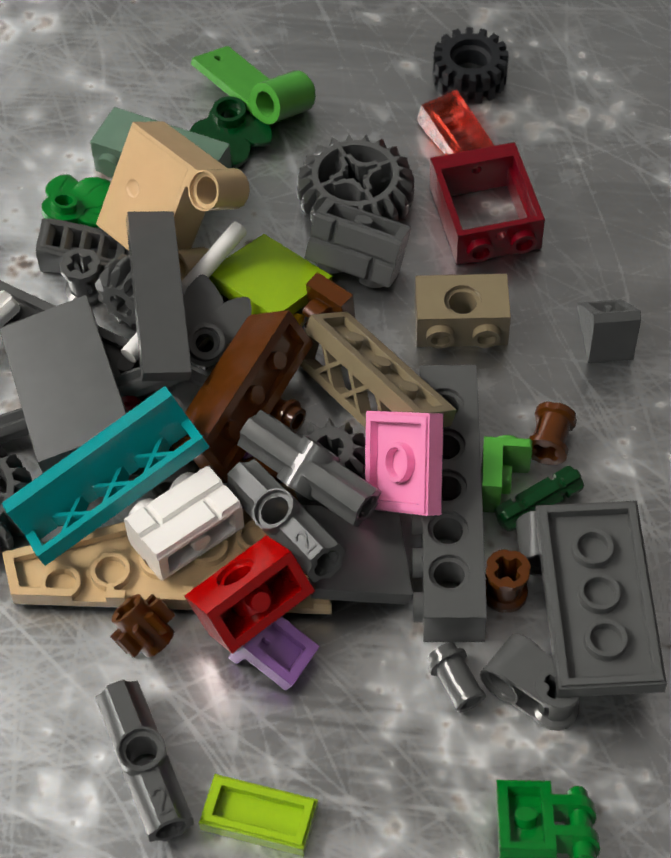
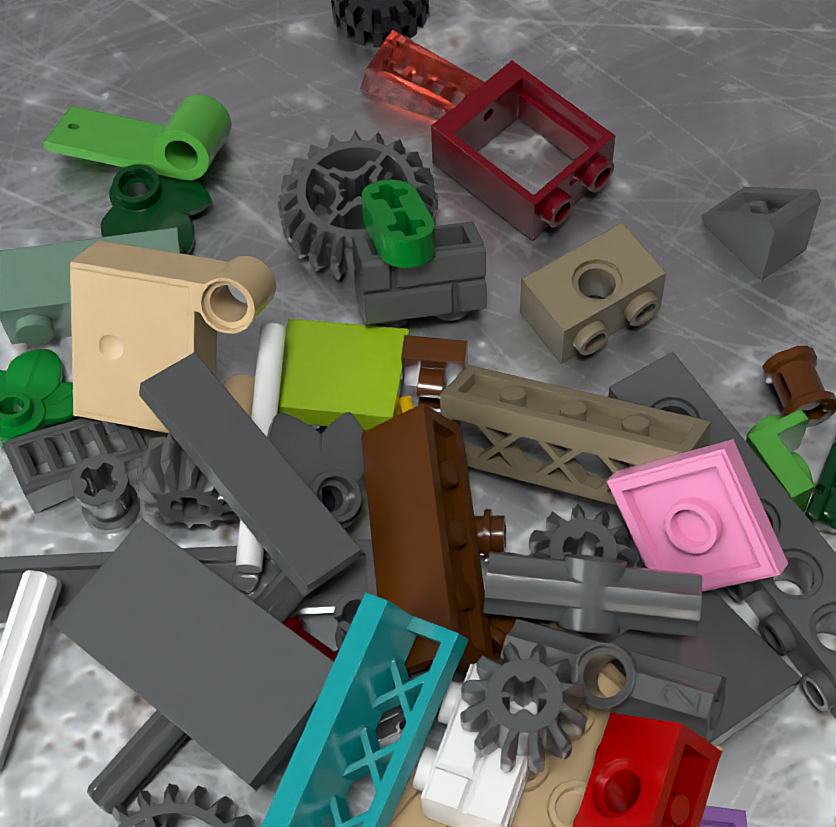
camera: 30 degrees left, 5 degrees up
(209, 495) = (523, 733): none -> dark grey gear
(355, 201) = (398, 223): none -> green beam

